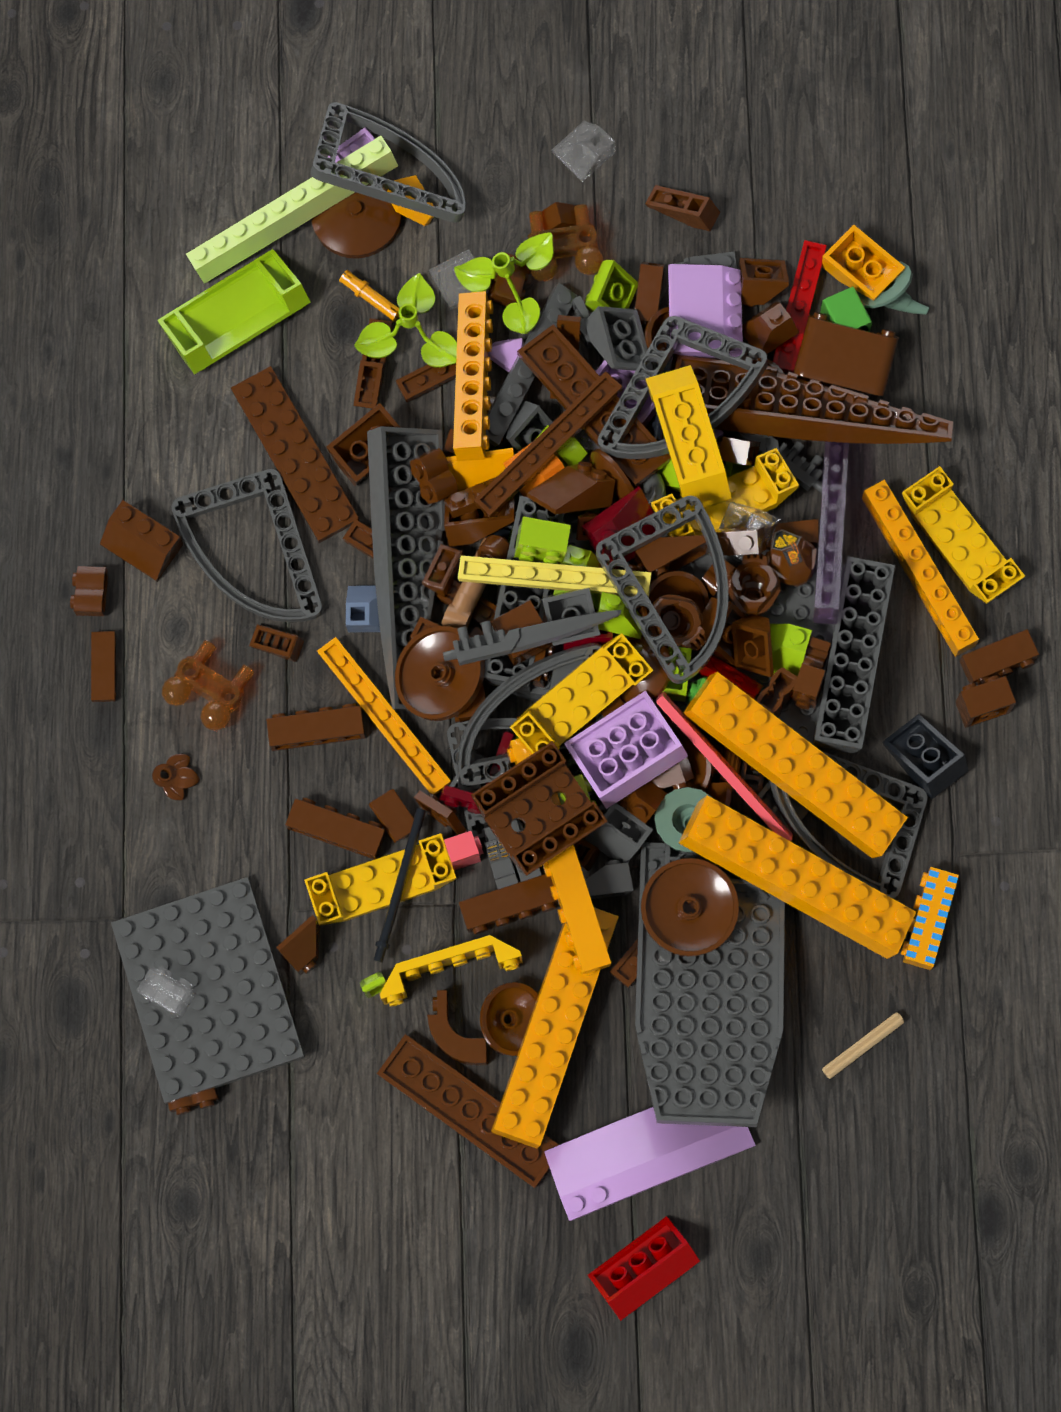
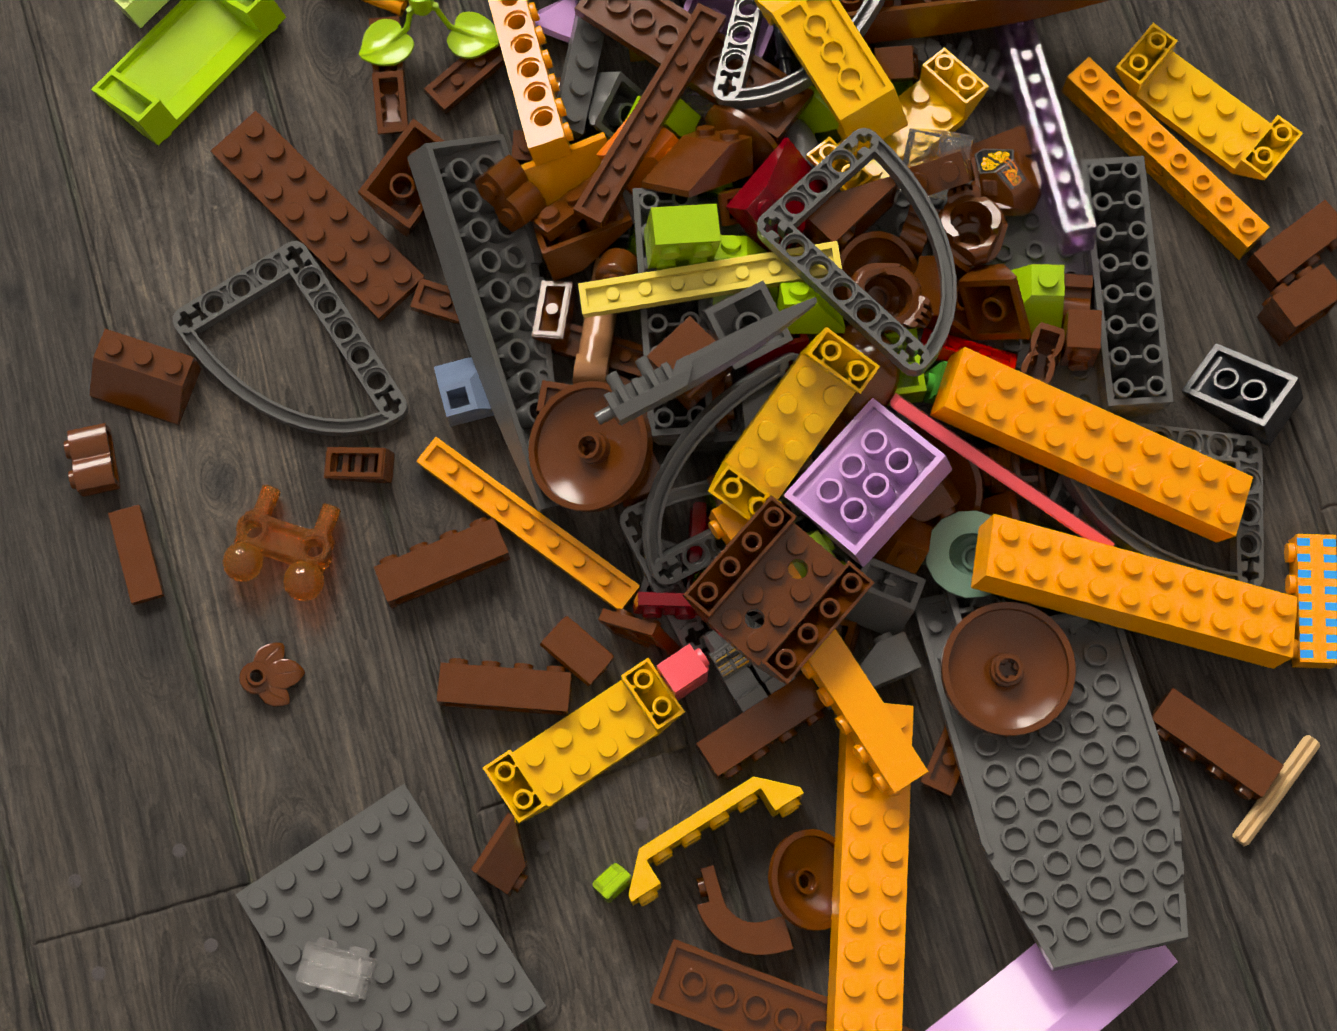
camera: 20 degrees left, 0 degrees up
(382, 945) = (610, 824): black bar -> none
(826, 1000) = (1215, 746): none -> reddish brown brick

